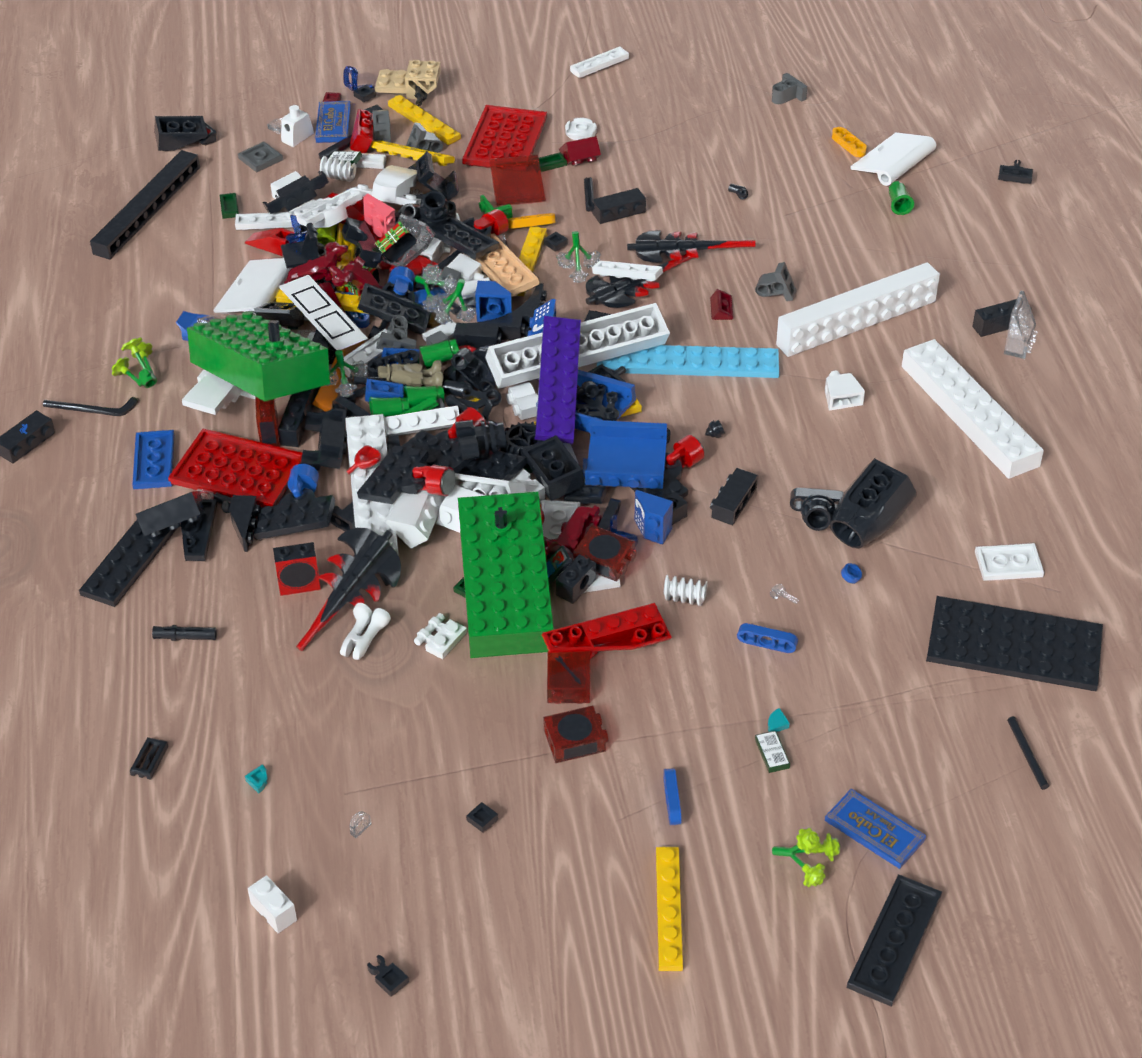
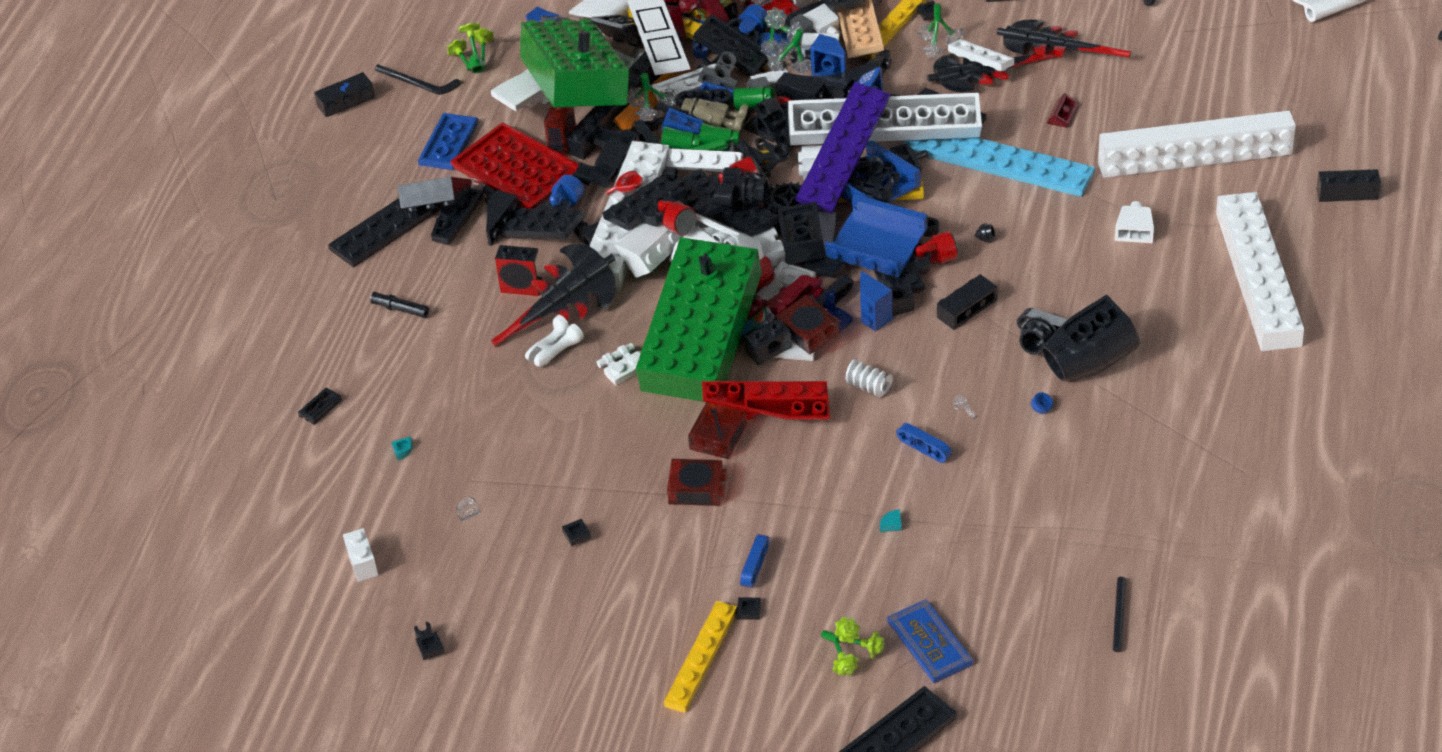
camera: 25 degrees right, 0 degrees up
(456, 387) = (751, 134): black piece -> none
(689, 846) = (748, 608): none -> black tile
(772, 751) = (871, 547): tile -> none
(777, 283) = (1129, 100): dark grey tile -> none
(900, 199) = (1313, 38): green plant -> none
(1009, 562) = (1210, 431): white tile -> none
(1015, 643) = (1170, 510): black plate -> none
(1021, 329) = (1355, 200): clear slope -> none

